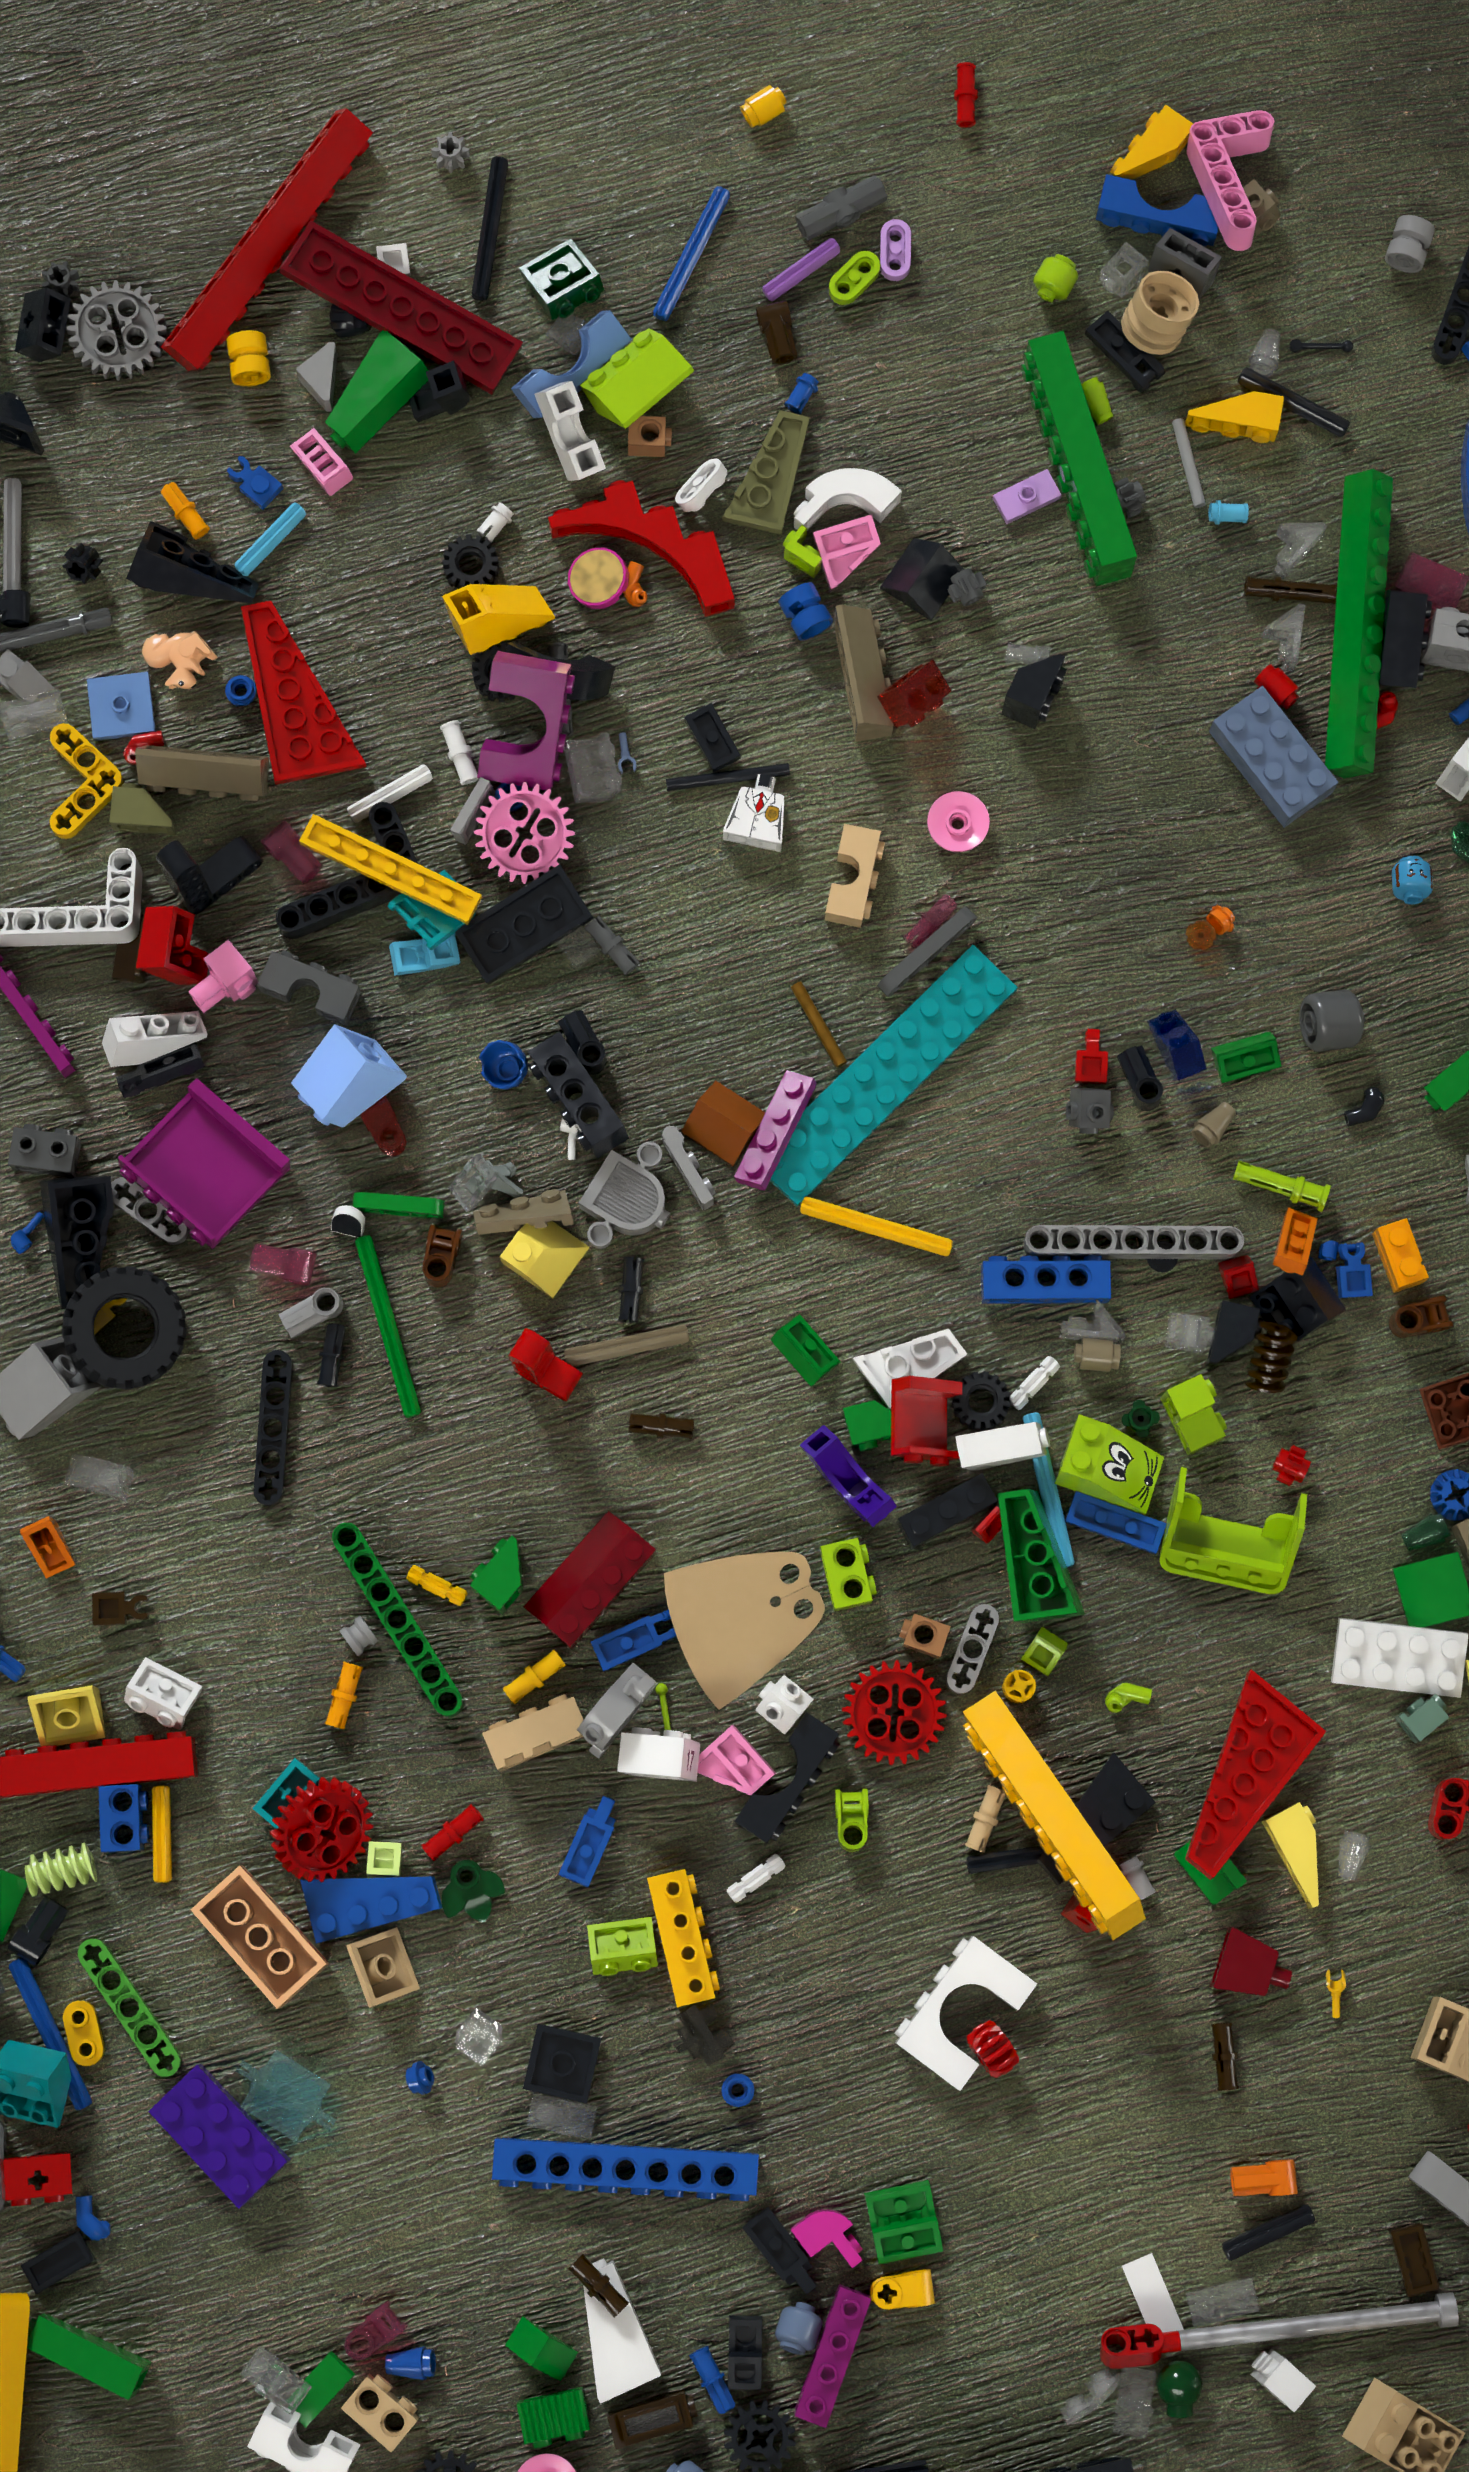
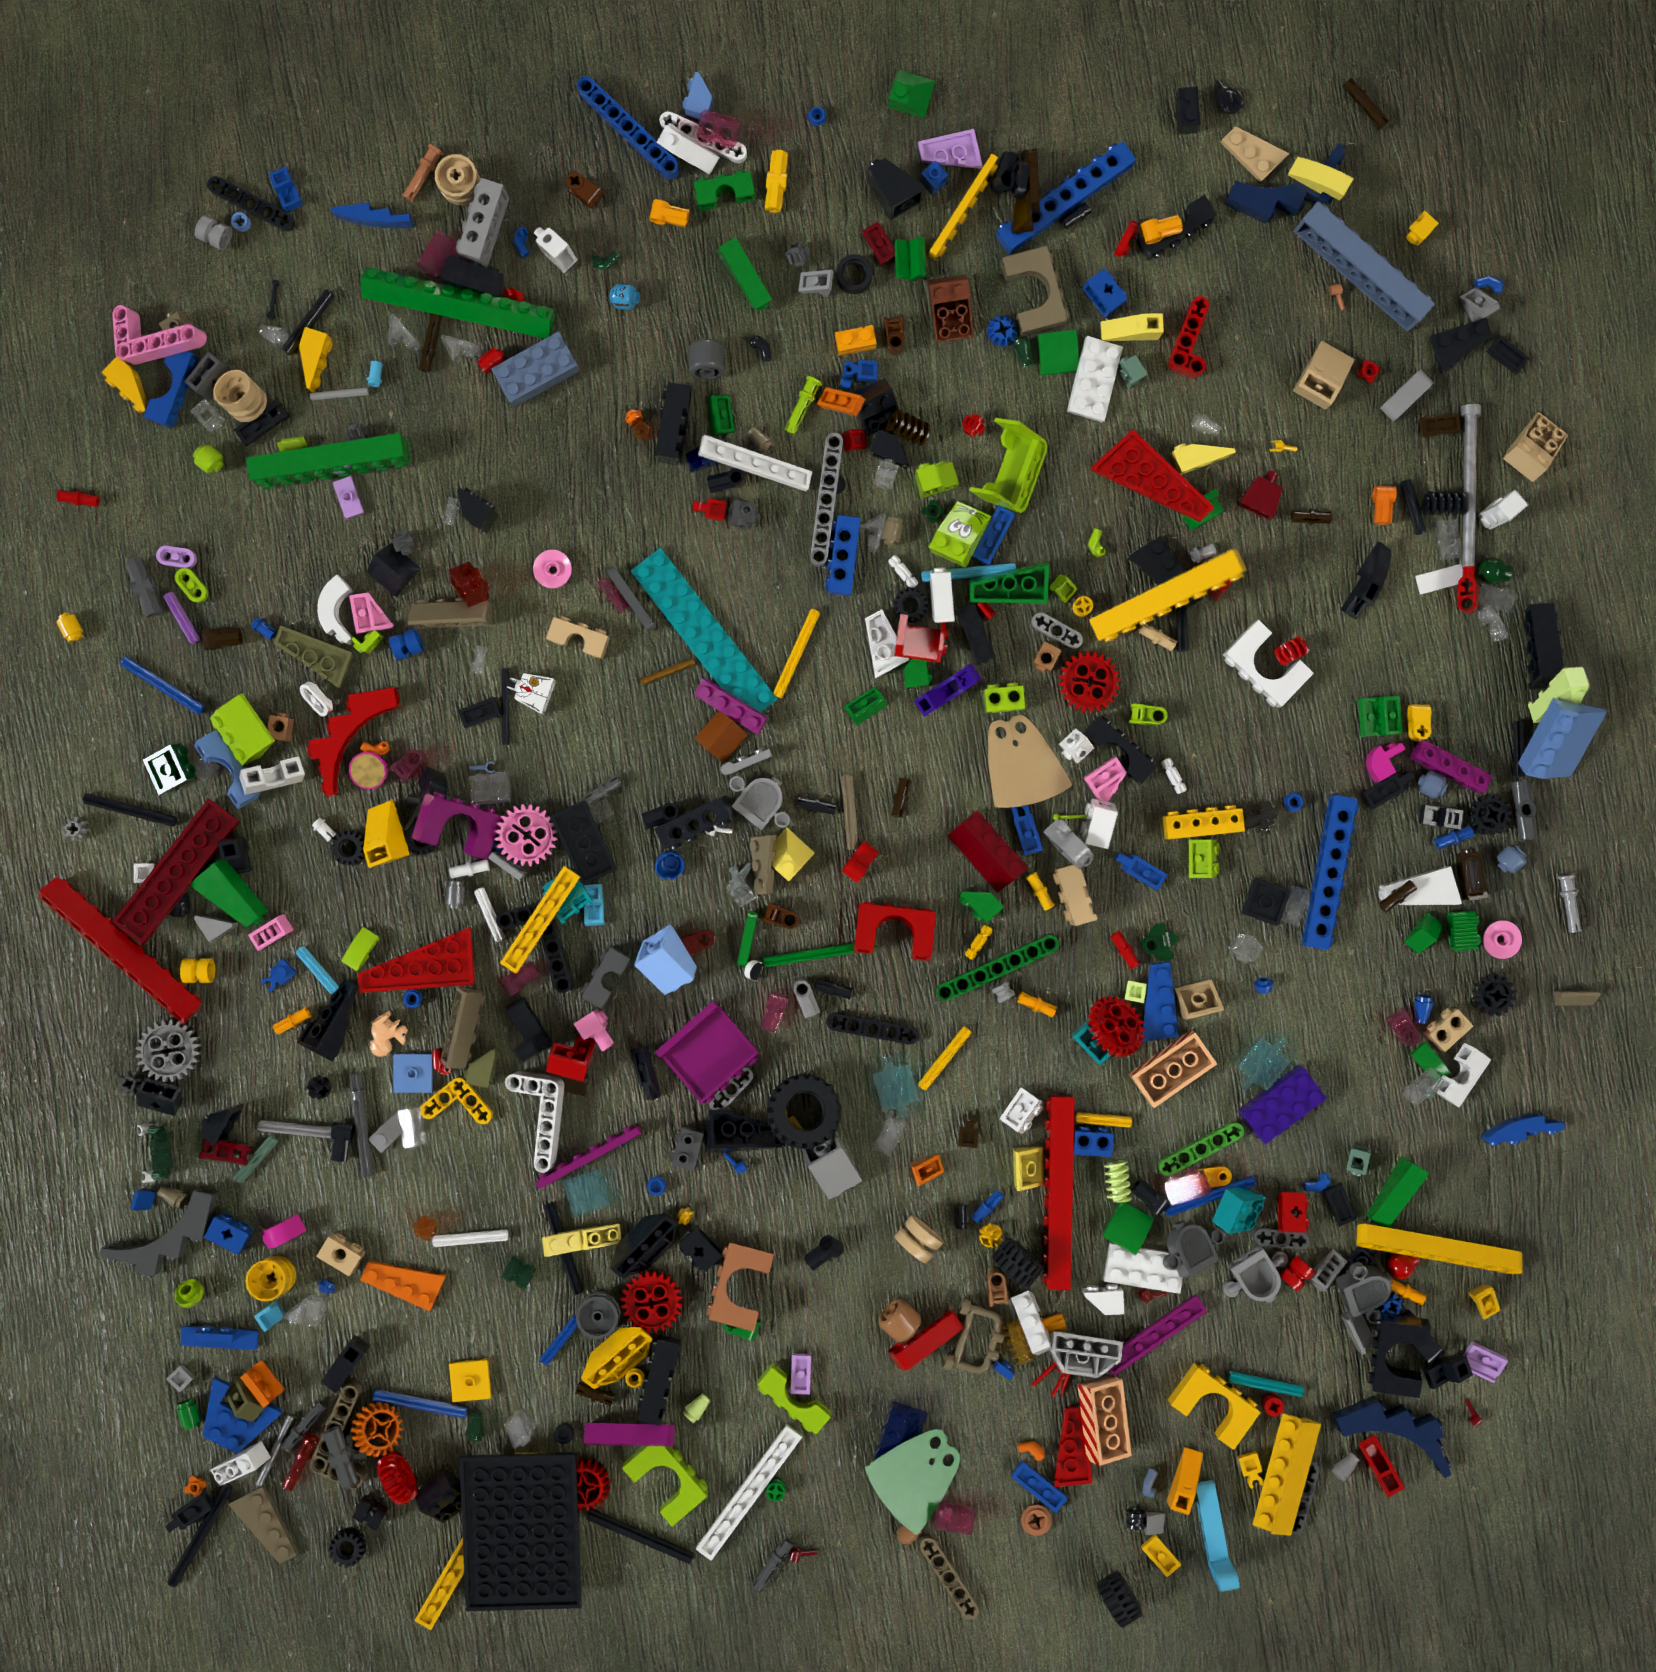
camera: 80 degrees left, 10 degrees up
(61, 1987) = (1187, 1187): none -> clear pink brick
(129, 2274) = (1358, 1152): none -> sand green brick
(150, 1036) = (625, 1079): white slope -> none
(180, 1478) = (895, 1087): none -> clear light blue plate
(236, 1553) = (944, 1058): none -> yellow axle
(310, 598) = (359, 949): none -> lime slope
(416, 735) = (455, 894): none -> flat silver brick
(458, 1402) = (919, 921): none -> red arch
(610, 635) = (406, 767): none -> clear pink piece
(795, 727) = (478, 665): none -> clear pin
(1130, 2172) = (1371, 582): none -> black slope
(1174, 1117) = (755, 463): none -> white plate
(1219, 981) = (673, 423): none -> black wedge
(1282, 2282) = (1444, 501): none -> black piece
(1429, 291) = (235, 218): none -> medium blue bush

